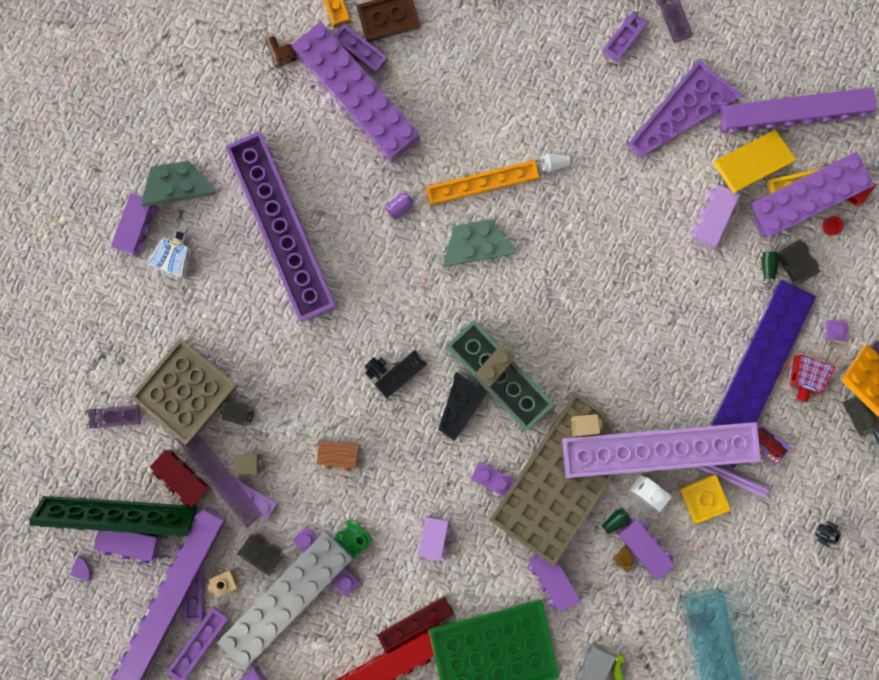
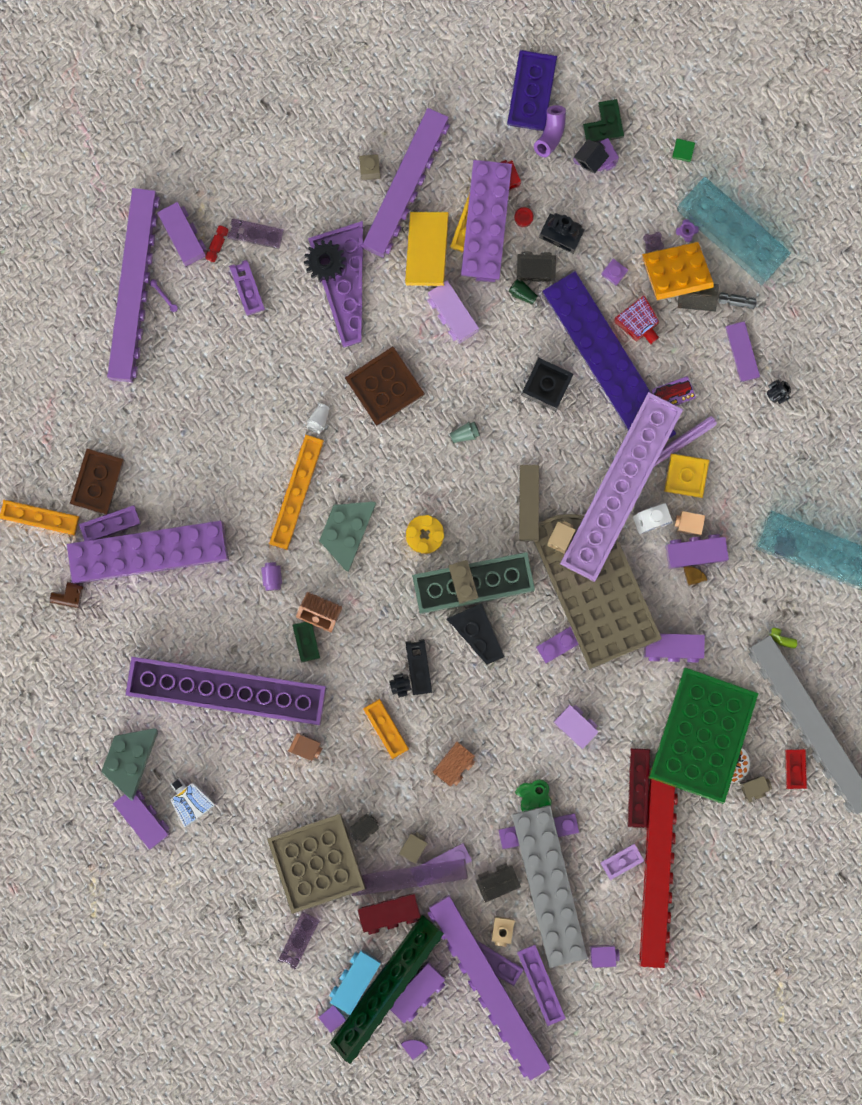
camera: 55 degrees left, 0 degrees up
(65, 485) = (332, 1018): none -> medium lavender tile
(106, 485) = (354, 981): none -> medium azure brick
(274, 320) = (305, 747): none -> nougat slope
(332, 379) = (386, 728): none -> light orange tile
(343, 648) = (622, 861): none -> lavender plate
(363, 267) = (306, 641): none -> dark green plate
(394, 262) = (319, 612): none -> nougat brick
(509, 300) = (435, 536): none -> yellow plate
(596, 380) = (529, 503): none -> dark tan tile
(616, 199) = (384, 386): none -> reddish brown plate
(616, 521) = (658, 561): dark green cone -> none
(621, 290) = (465, 433): none -> sand green cone
(666, 527) = (689, 523): none -> light nougat brick
(684, 92) = (327, 271): none -> black gear
(706, 332) = (547, 384): none -> black brick
(791, 72) = (369, 167): none -> dark tan brick
(840, 480) = (742, 351): none -> medium lavender tile
(842, 264) = (562, 232): none -> black brick

